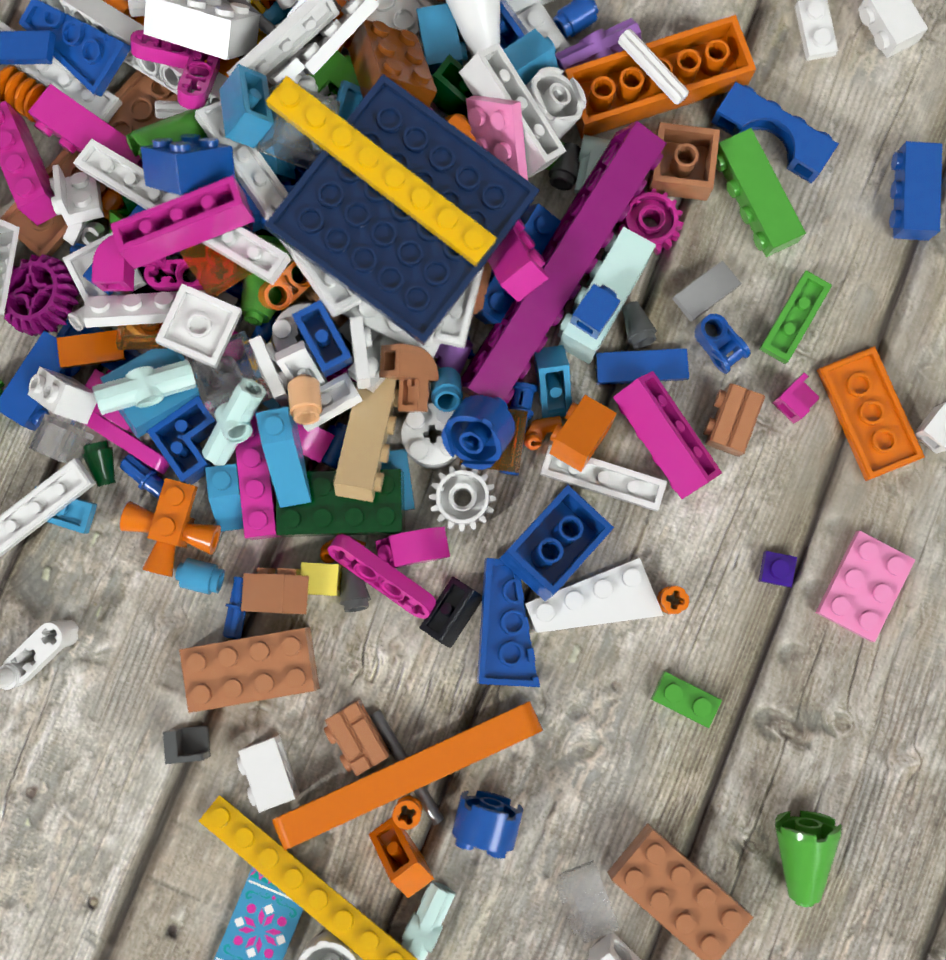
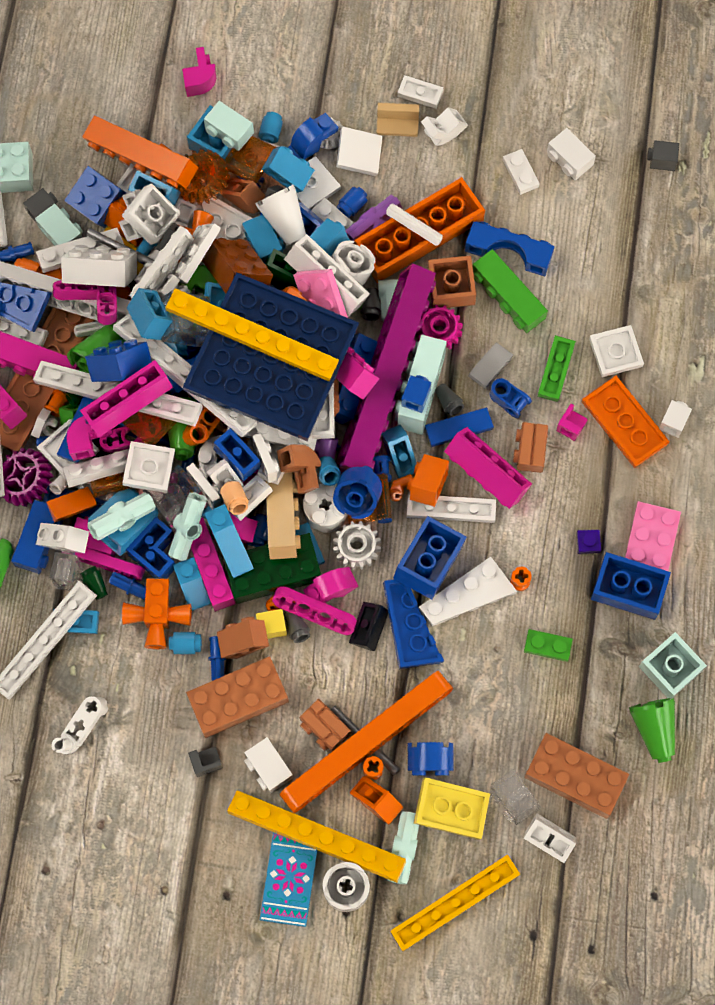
camera: 15 degrees left, 10 degrees down
(76, 196) = (37, 402): white bracket -> none
(498, 897) = (452, 808): none -> light yellow plate
(822, 649) = (630, 586): none -> blue brick
(850, 777) = (672, 666): none -> light aqua brick
(884, 312) = (616, 351): none -> white plate
(916, 191) = (617, 265): blue brick -> none

